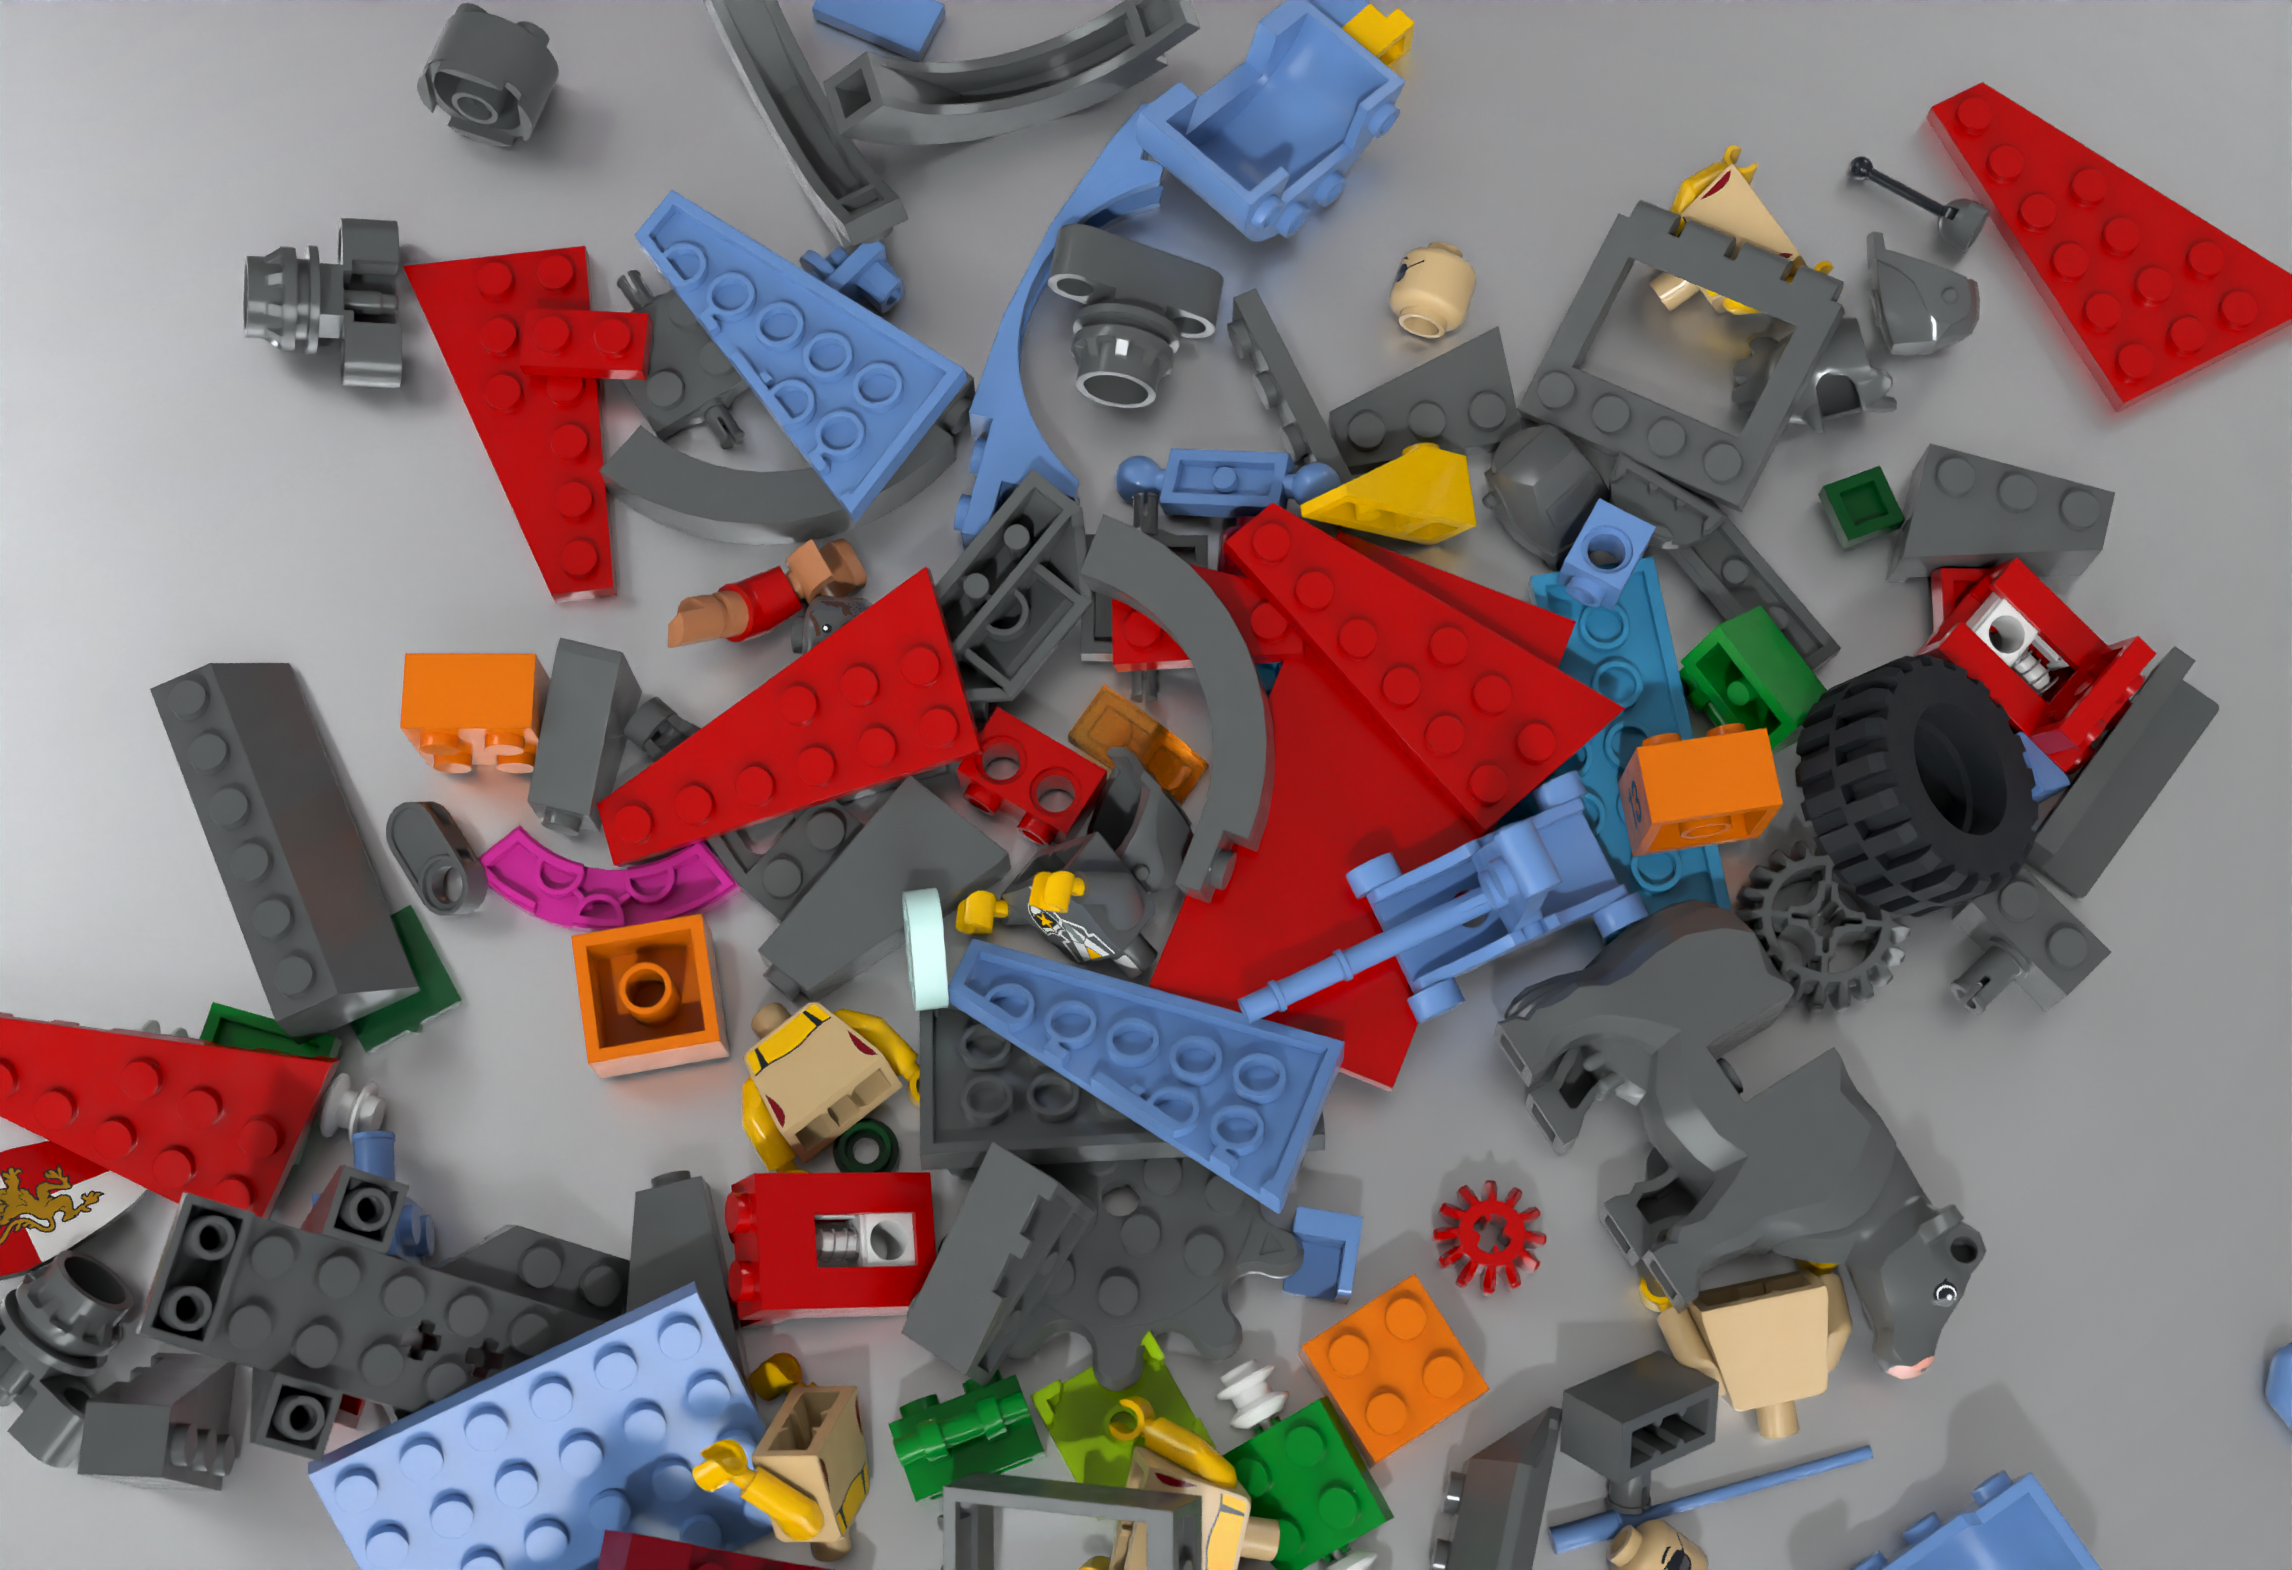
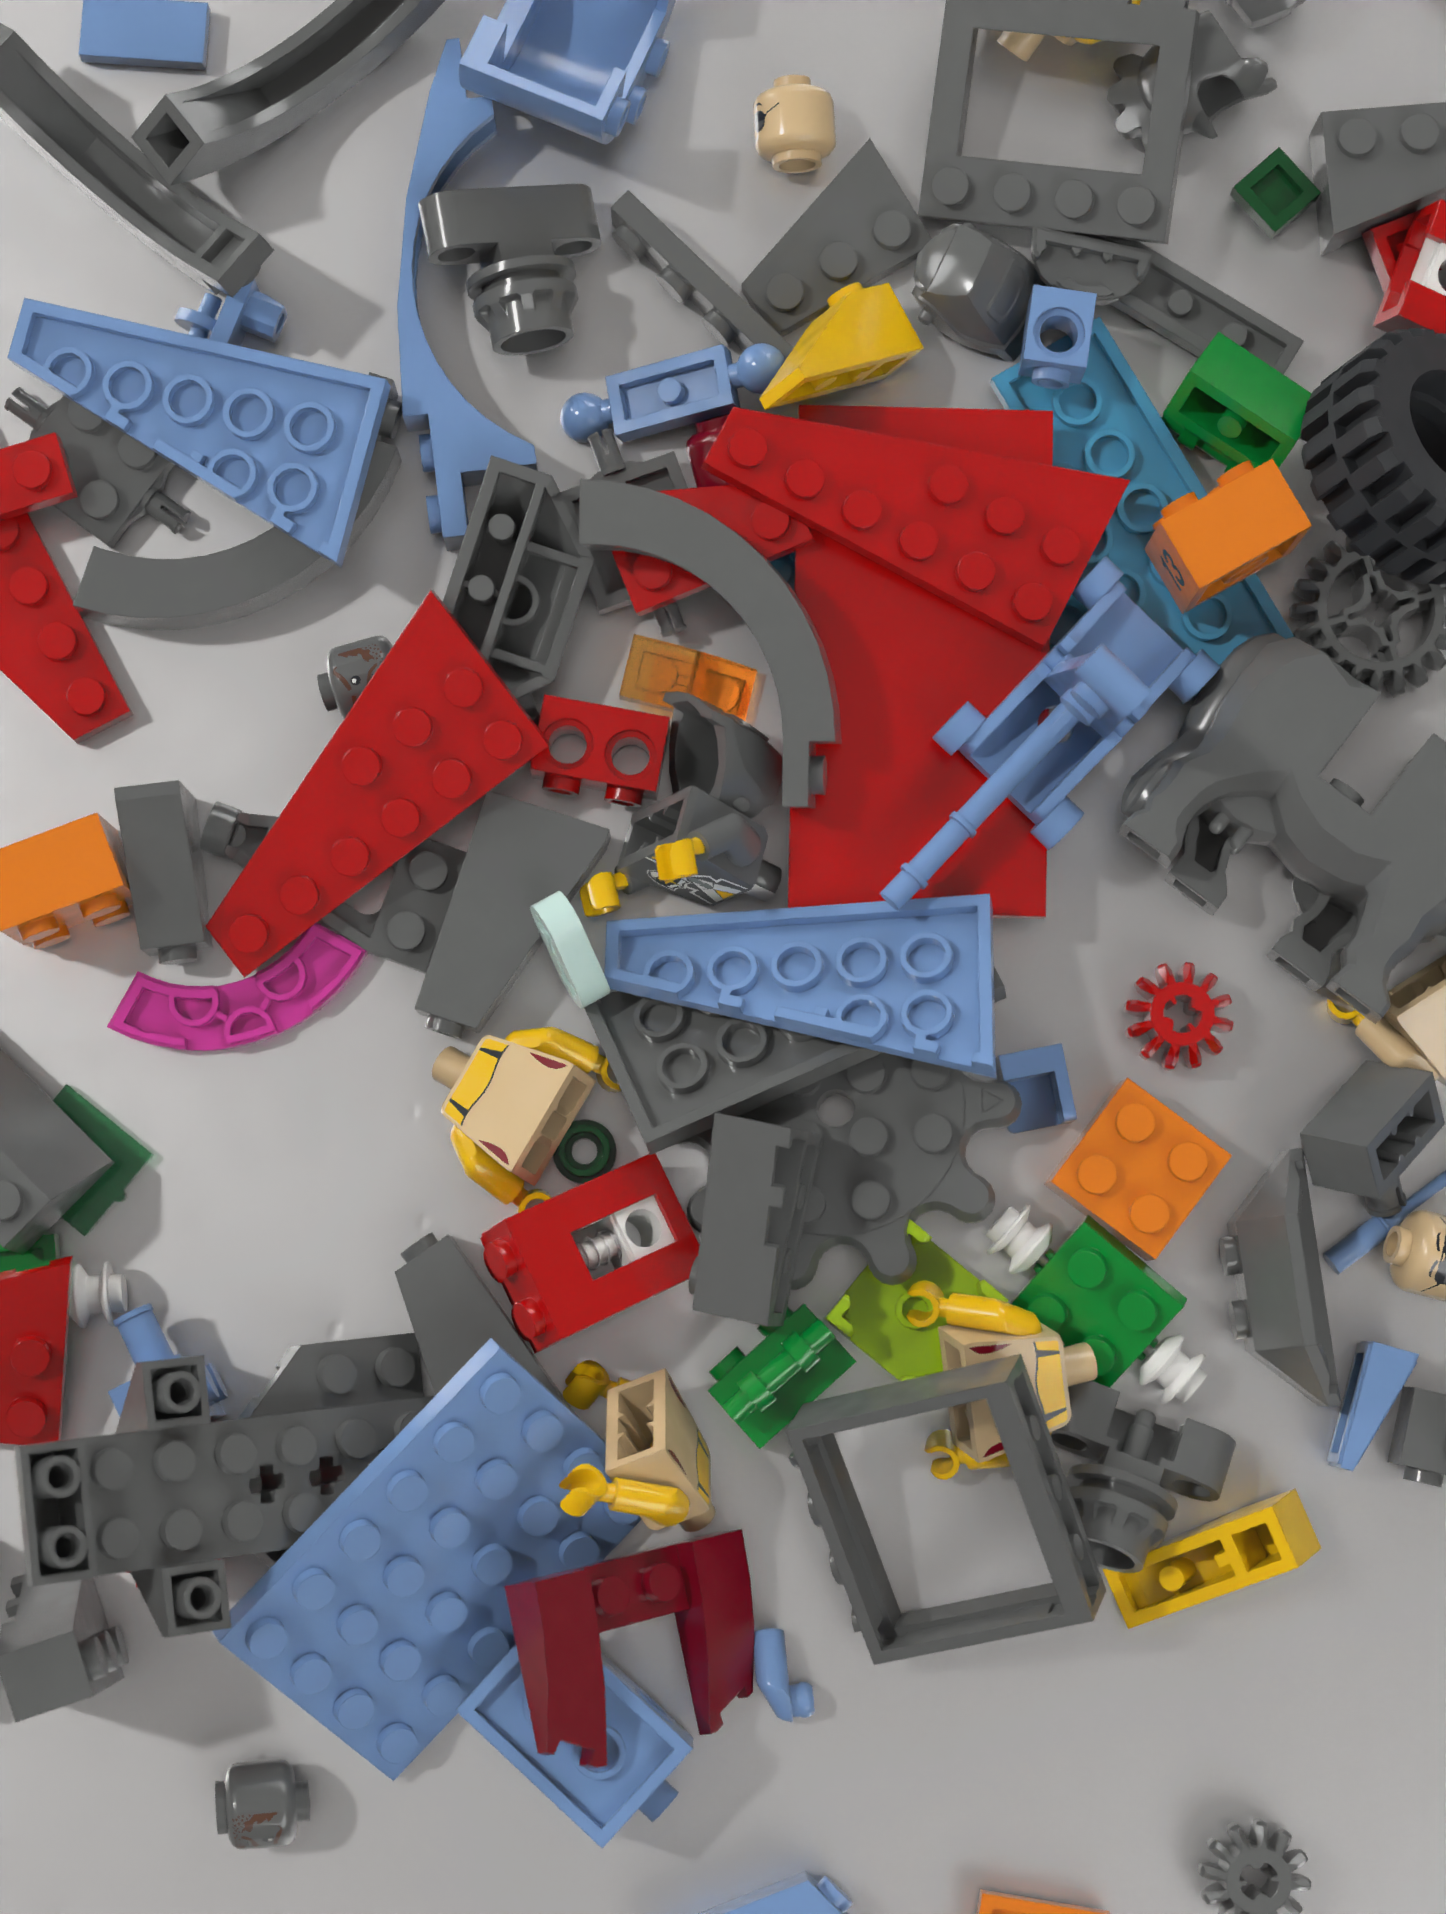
camera: 25 degrees left, 10 degrees up
(426, 847) = (60, 1025): dark grey piece -> none
(650, 996) = (330, 1087): orange brick -> none
(769, 598) = (284, 665): nougat piece -> none

